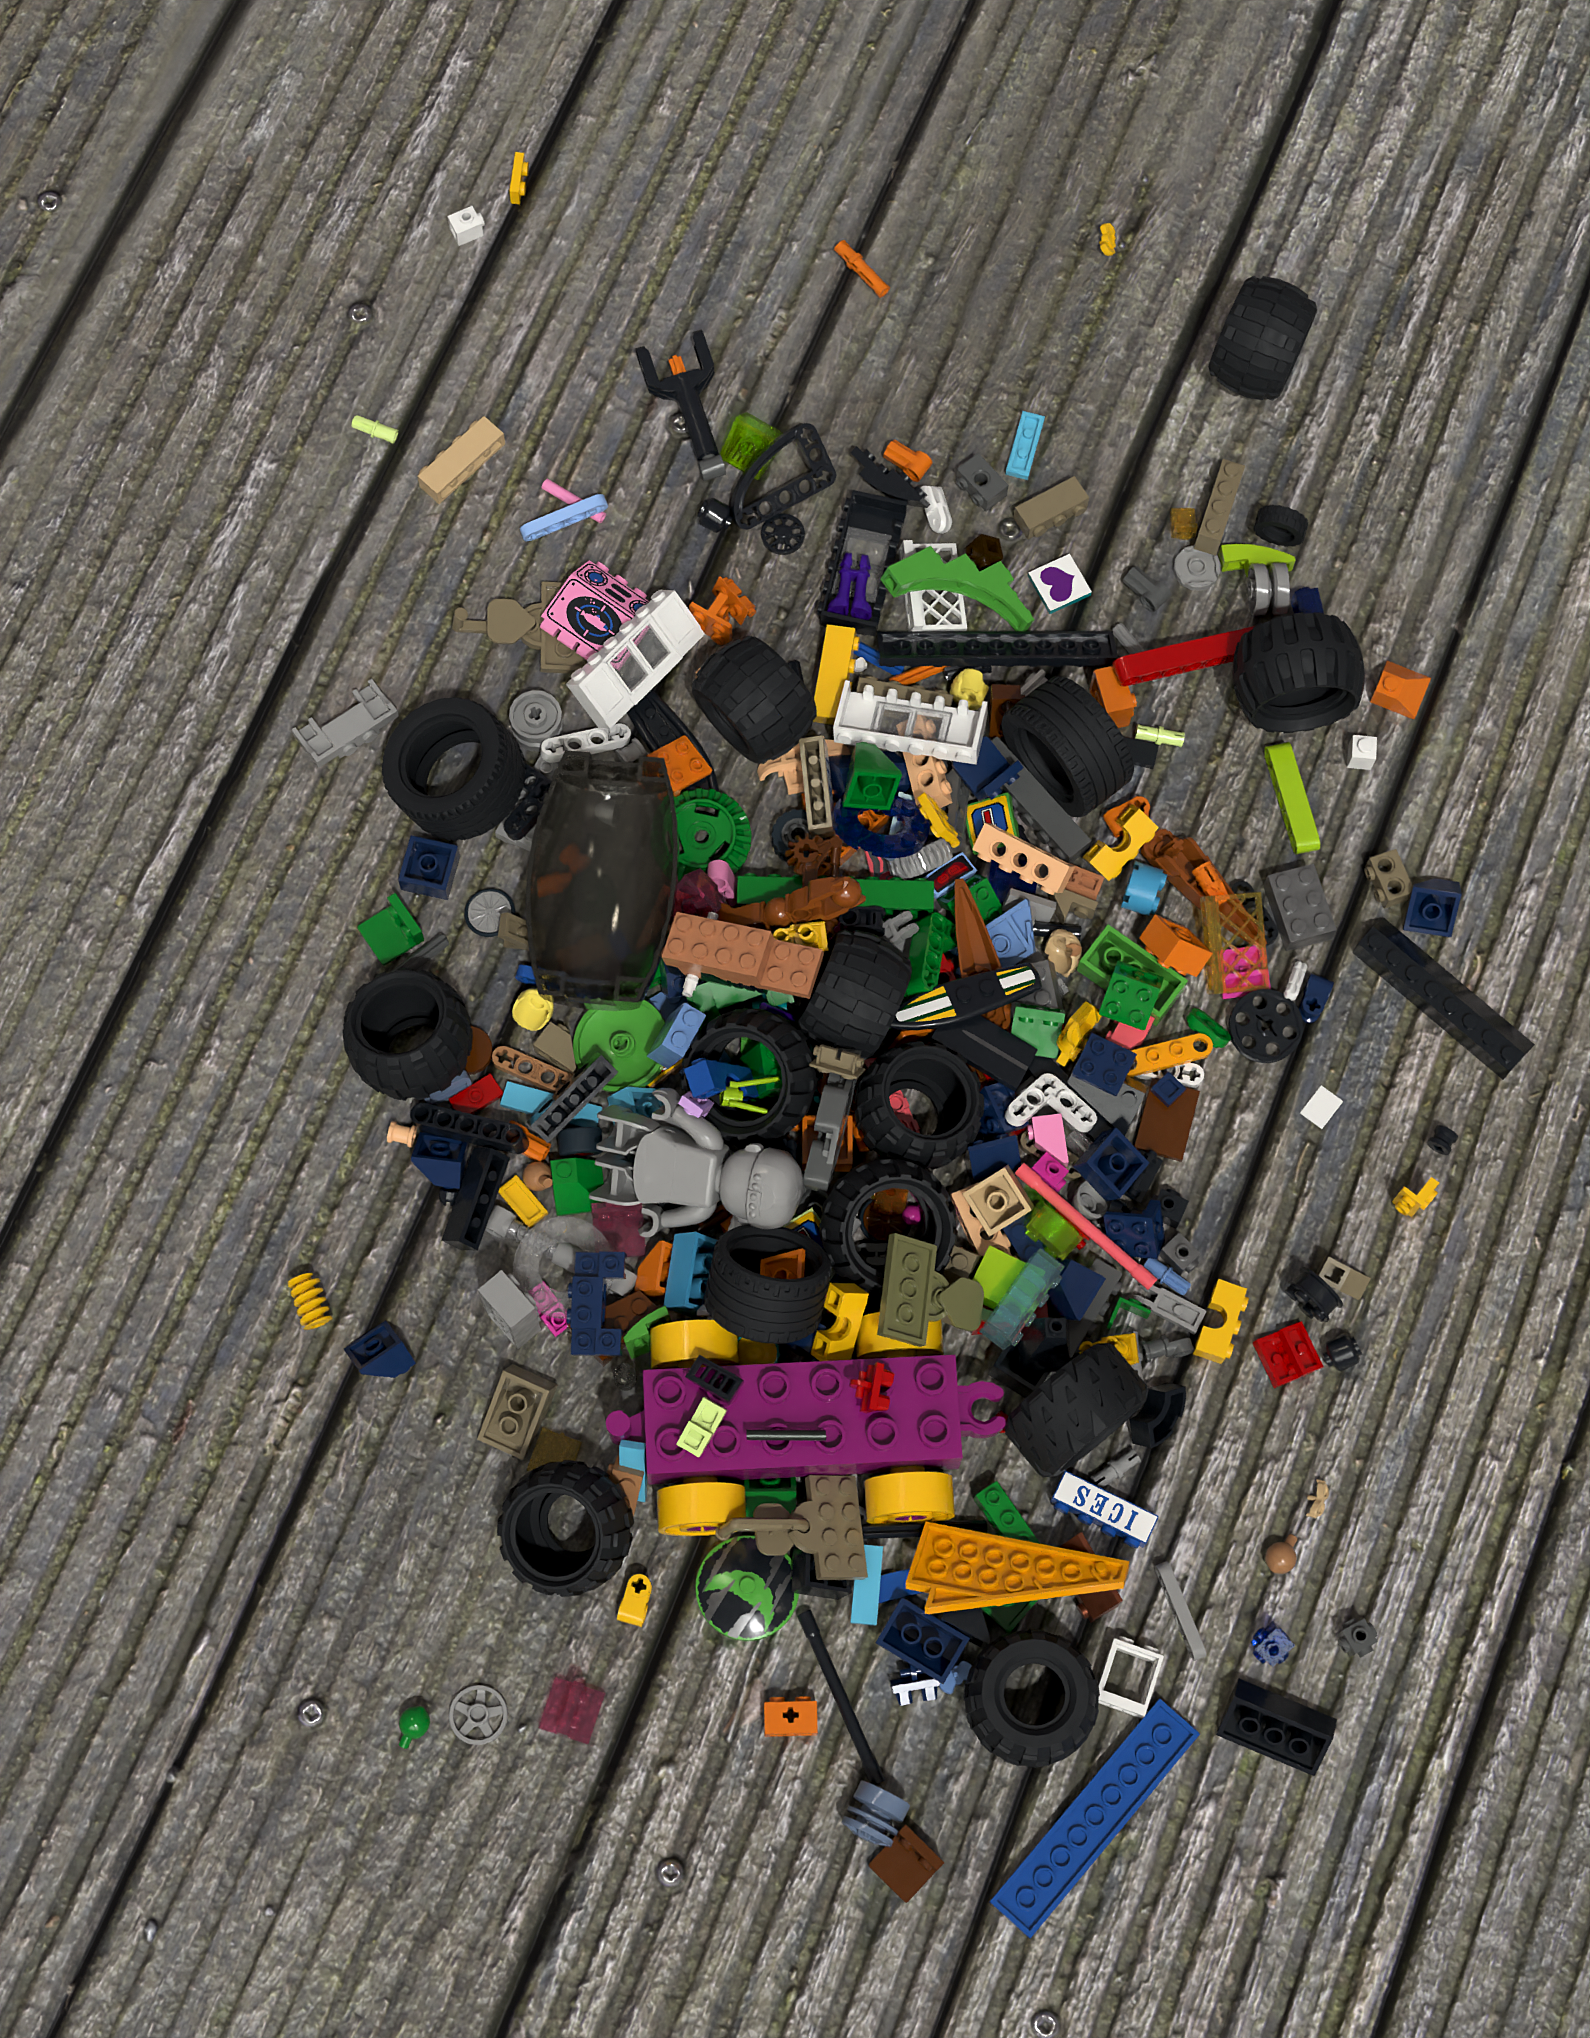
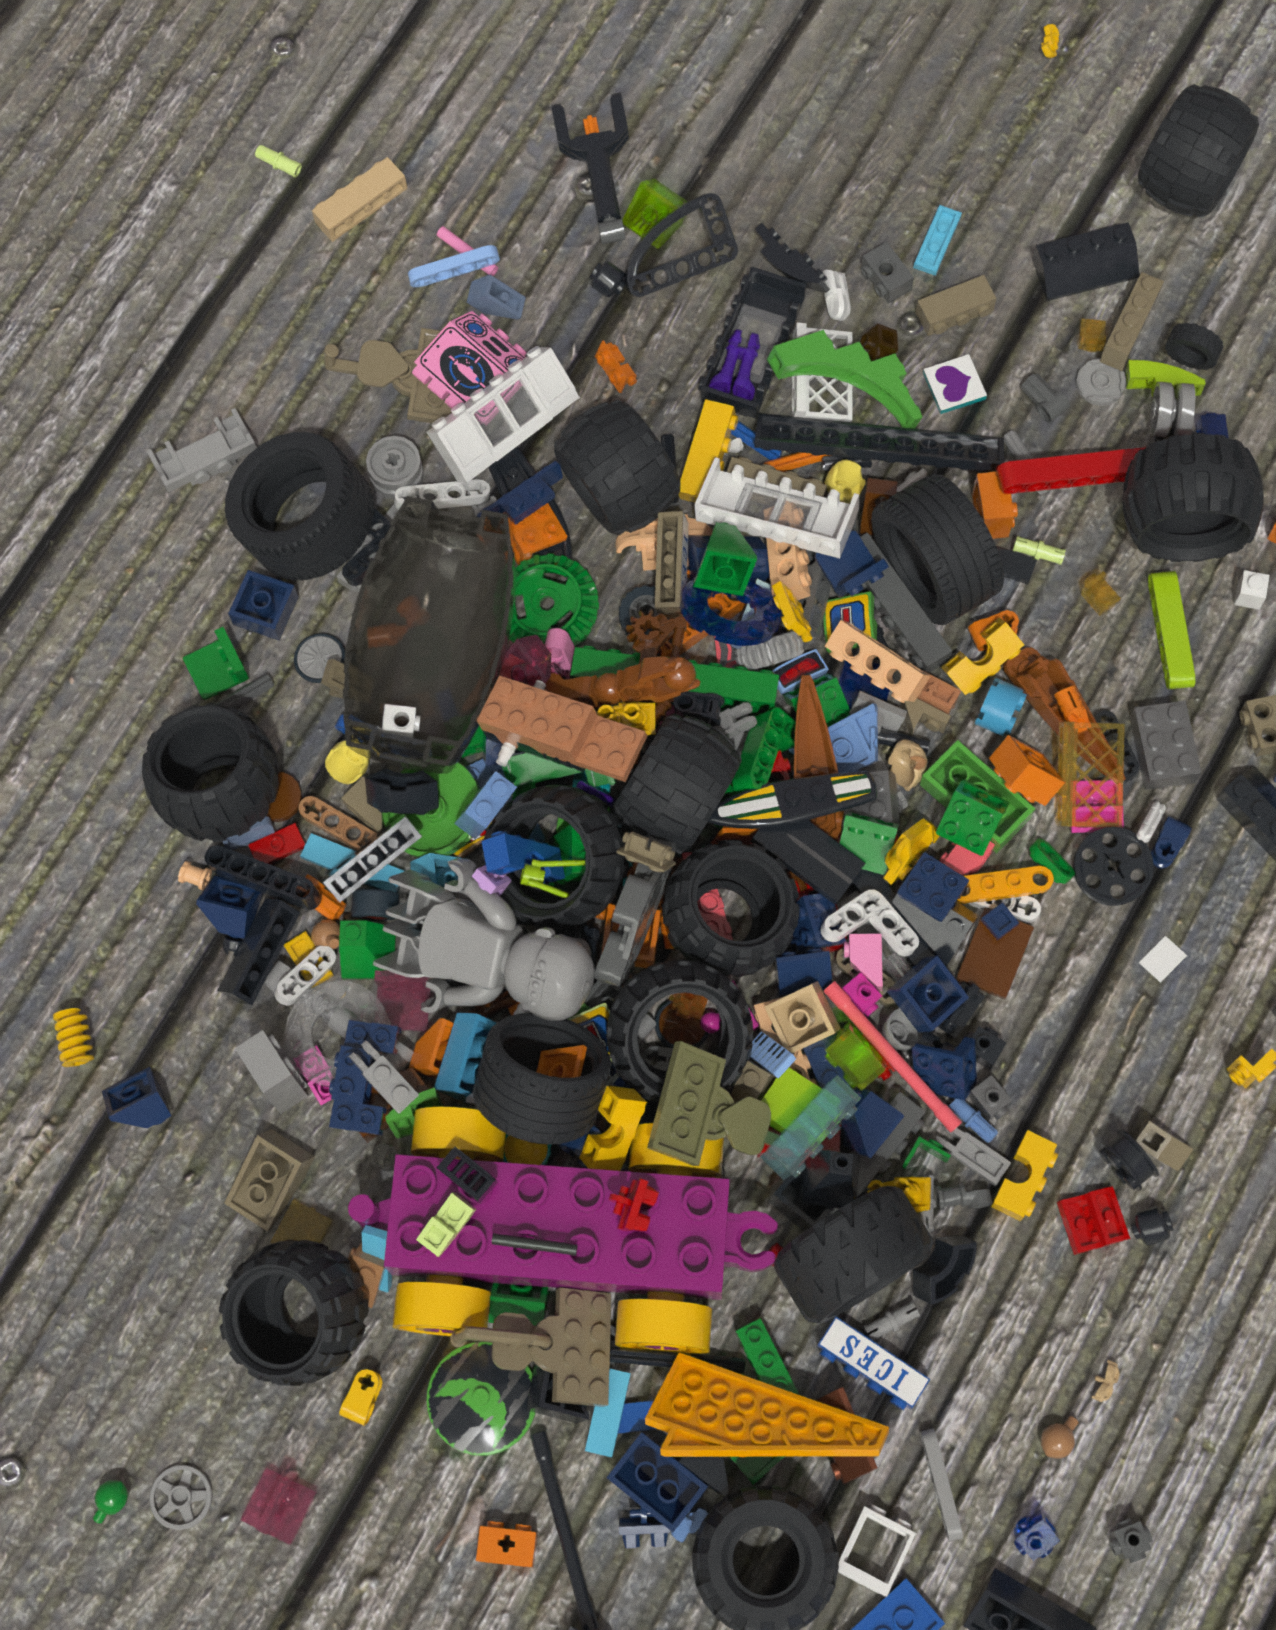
camera: 15 degrees right, 0 degrees up
(524, 1226) = (301, 985): none -> white beam
(589, 956) = (391, 712): none -> white brick
(592, 1032) = (402, 792): none -> black brick
(608, 544) = (495, 298): none -> sand blue slope
(619, 1302) = (385, 1079): none -> light grey hinge
(670, 736) = (529, 495): none -> dark blue bracket
(714, 620) = (591, 383): orange bracket -> none
(783, 534) = (675, 305): black wheel -> none
(855, 262) = (788, 40): orange pin -> none
(912, 463) = (818, 247): orange piece -> none
(975, 1238) = (771, 1055): none -> light blue tile
(1169, 453) = (1087, 261): none -> black slope
(1221, 771) = (1099, 593): none -> clear yellow bracket

